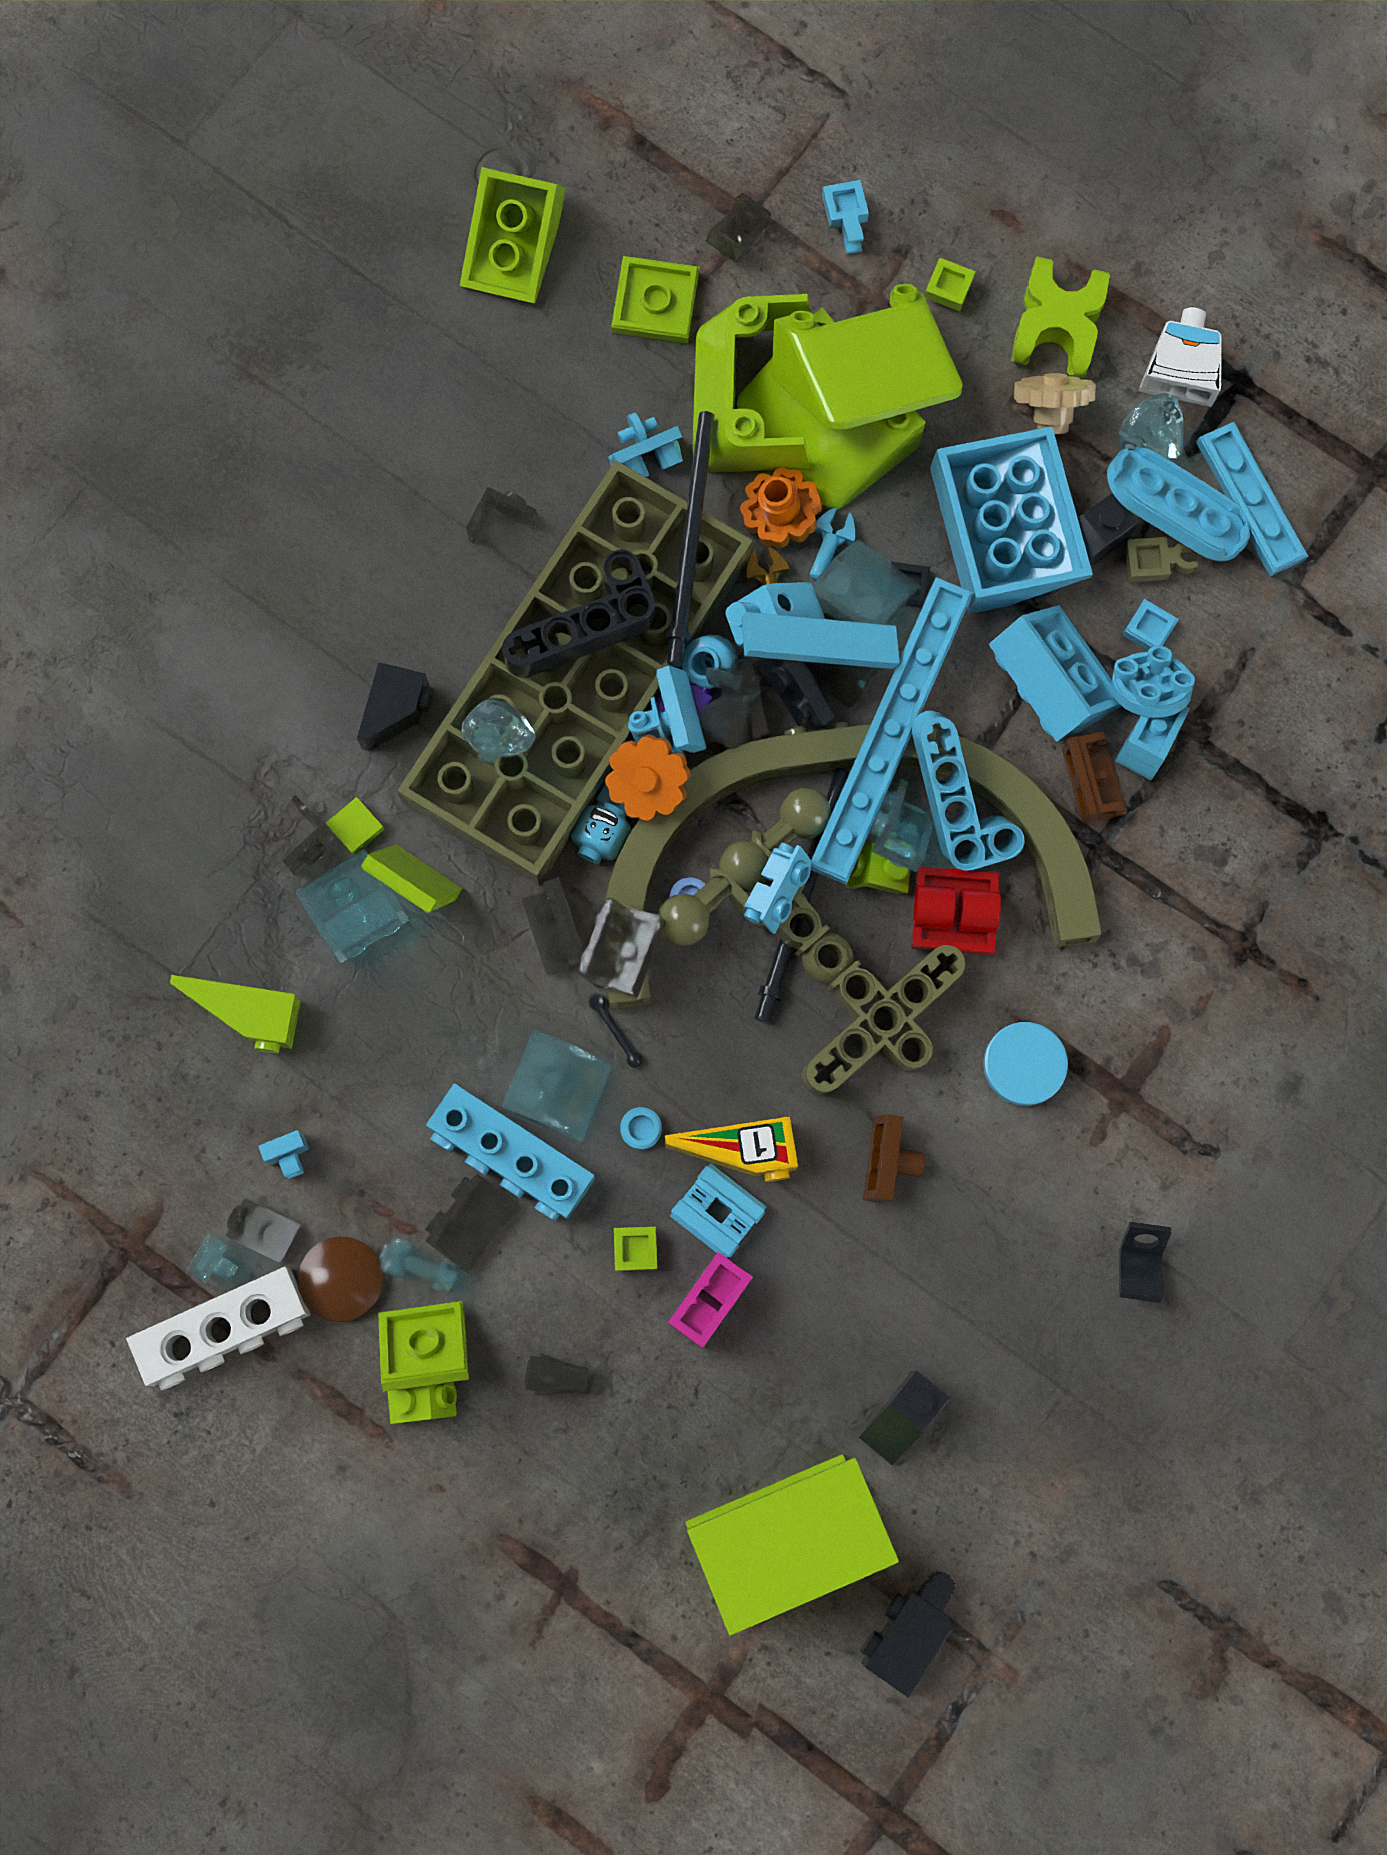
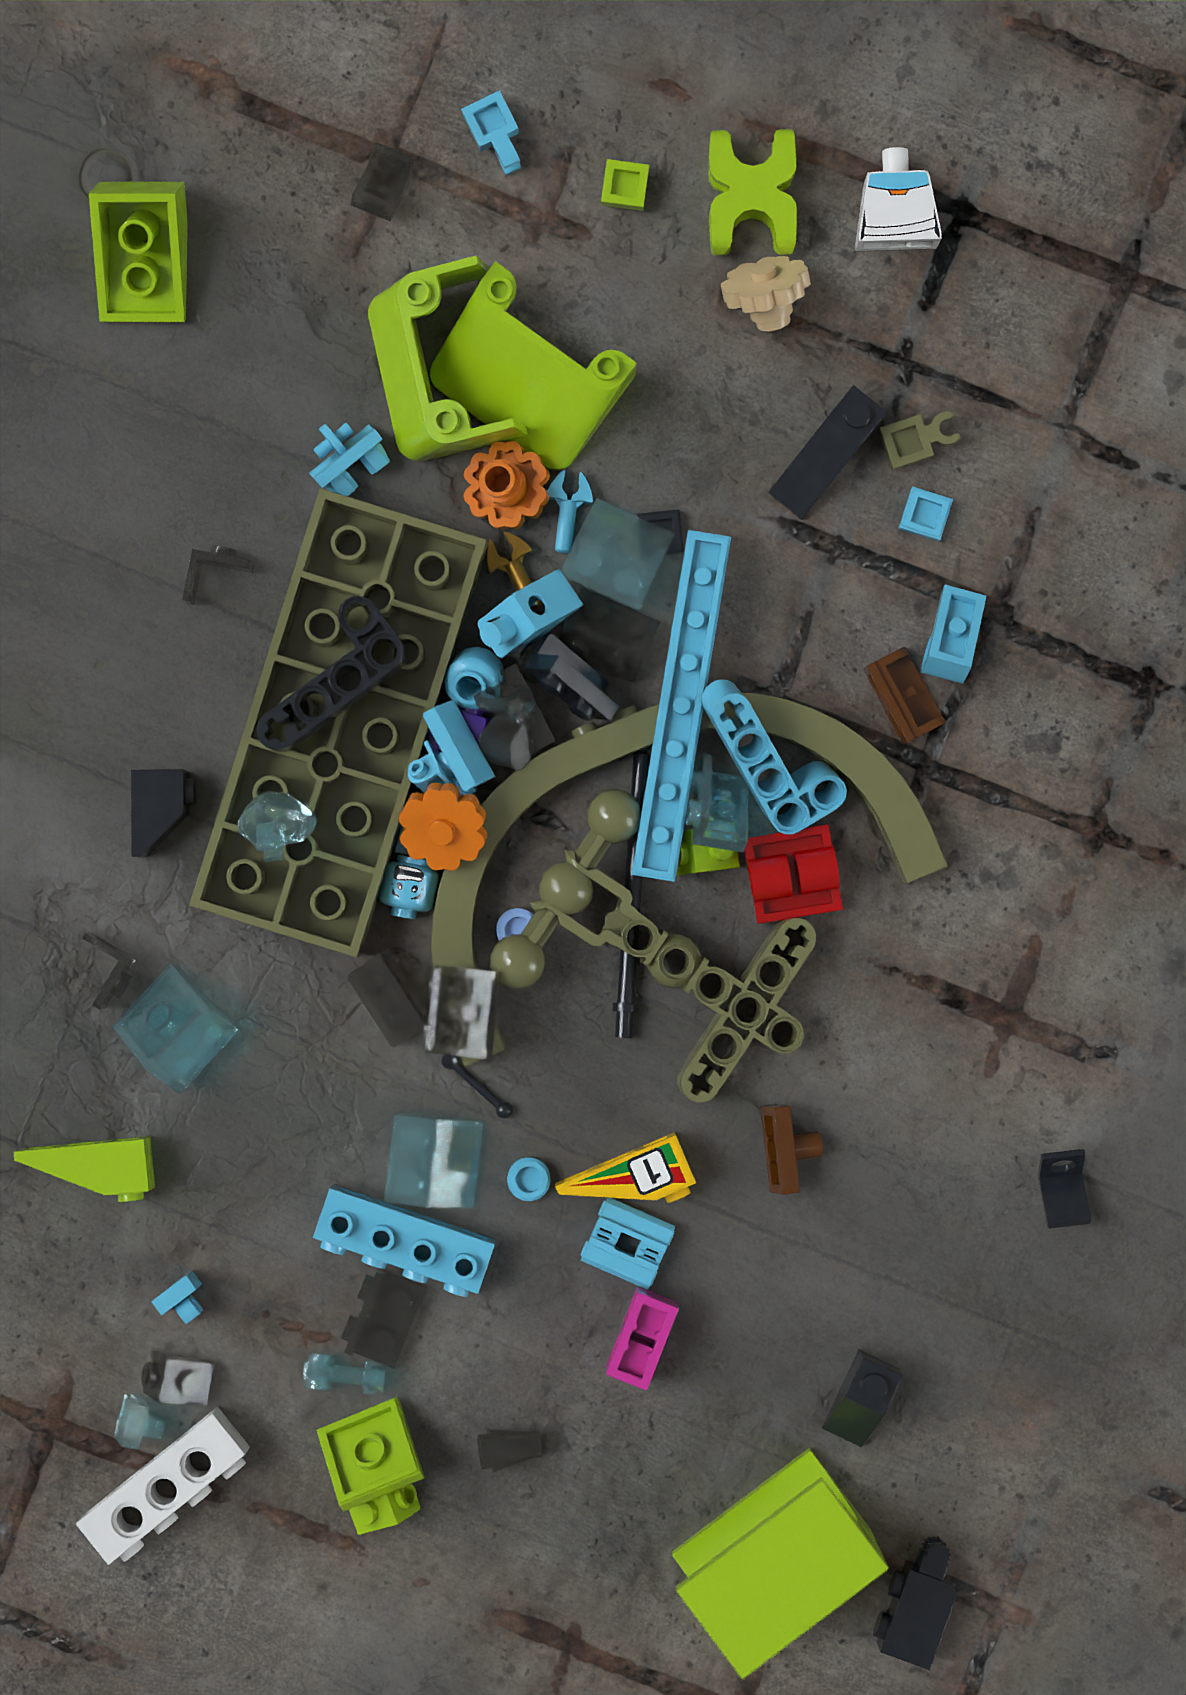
camera: 10 degrees left, 10 degrees up
(340, 1279) = (269, 1406): reddish brown dish -> none
(355, 826) = (154, 943): lime tile -> none
(411, 878) = (228, 989): lime tile -> none
(635, 1248) = (554, 1302): lime plate -> none
(655, 299) = (313, 282): lime tile -> none
(678, 634) = (435, 665): black bar -> none
(788, 870) = (604, 929): medium azure hinge -> none
(820, 640) = (584, 638): medium azure tile -> none
(867, 363) = (561, 317): lime windscreen -> none
(1009, 518) = (751, 439): medium azure slope -> none
(1025, 1064) = (900, 1014): medium azure tile -> none
(1055, 672) = (839, 592): medium azure slope -> none
(1152, 683) = (941, 580): medium azure tile -> none
(1155, 426) = (880, 296): clear light blue piece -> none
(1178, 503) = (924, 376): medium azure tile -> none
(1248, 489) = (1001, 343): medium azure tile -> none

